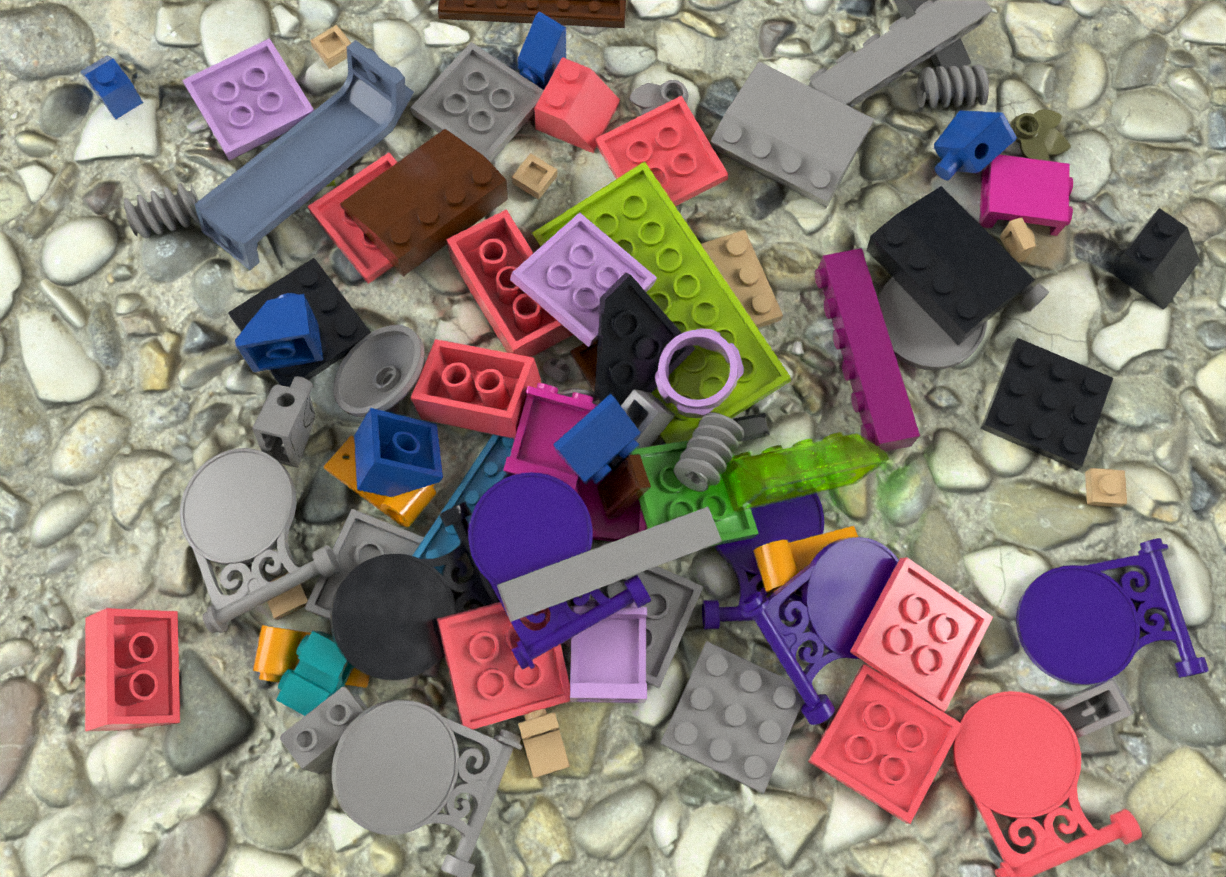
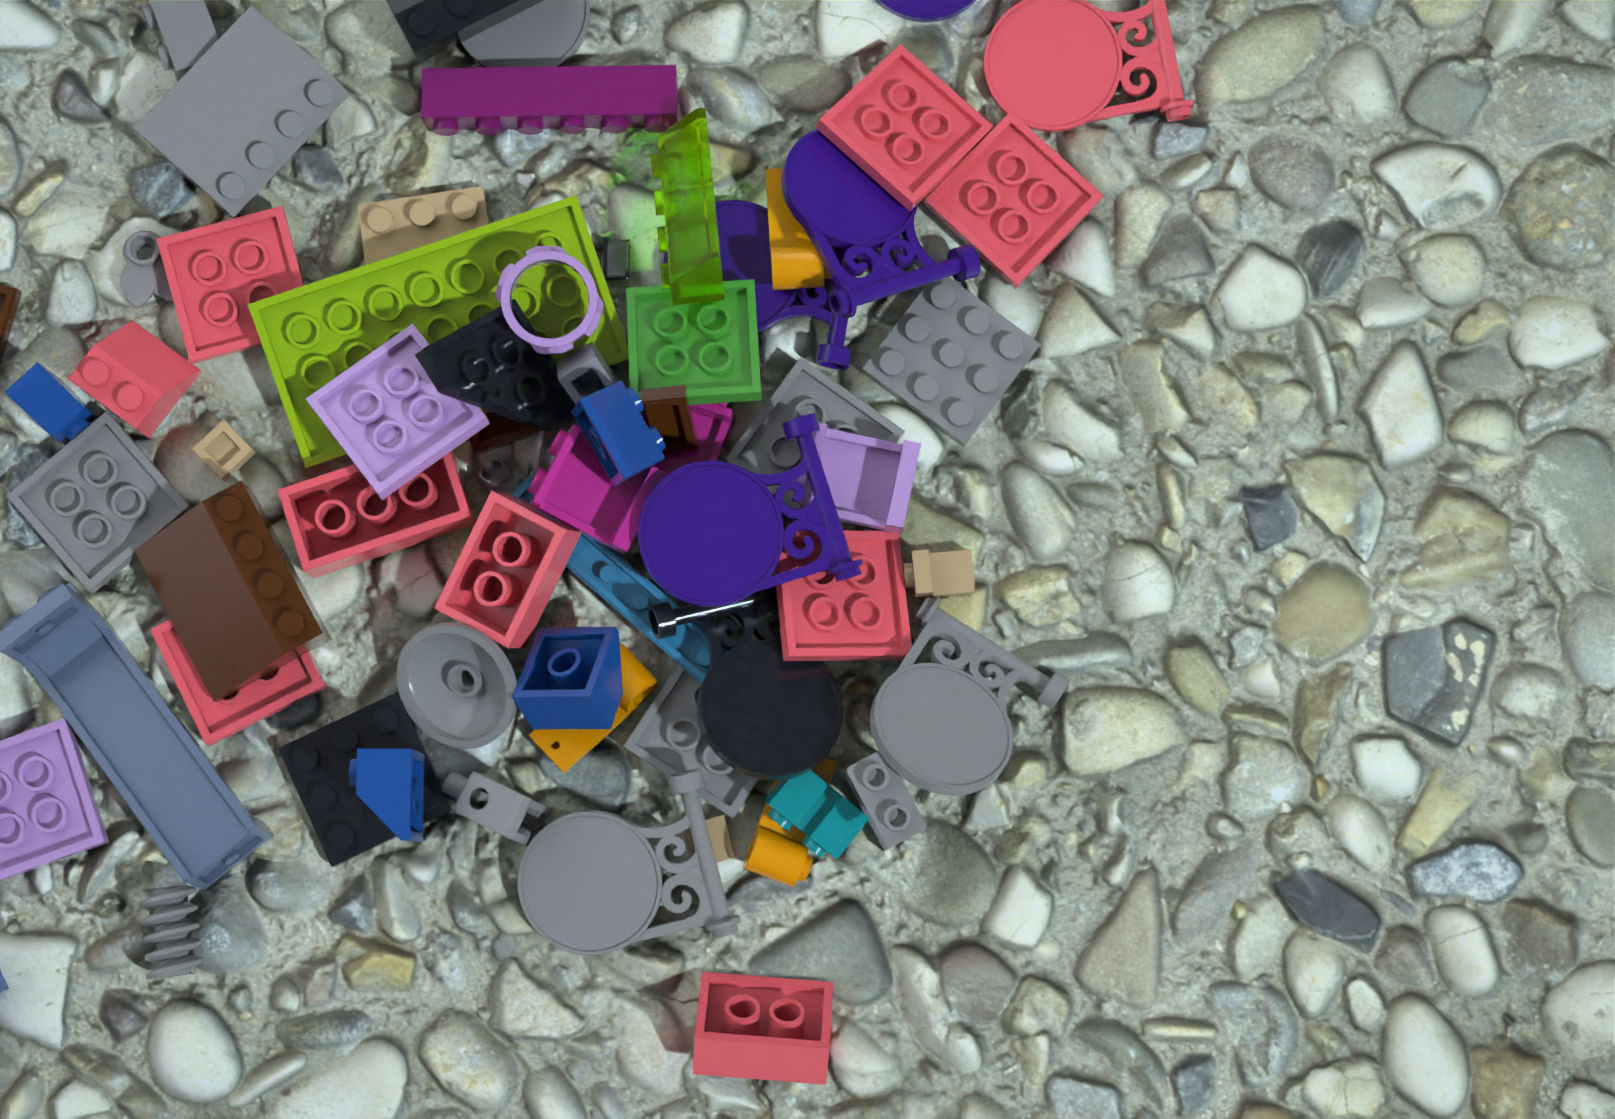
camera: 75 degrees left, 10 degrees up
(608, 564) = (765, 450): light grey tile -> none
(708, 451) = (650, 310): light grey piece -> none

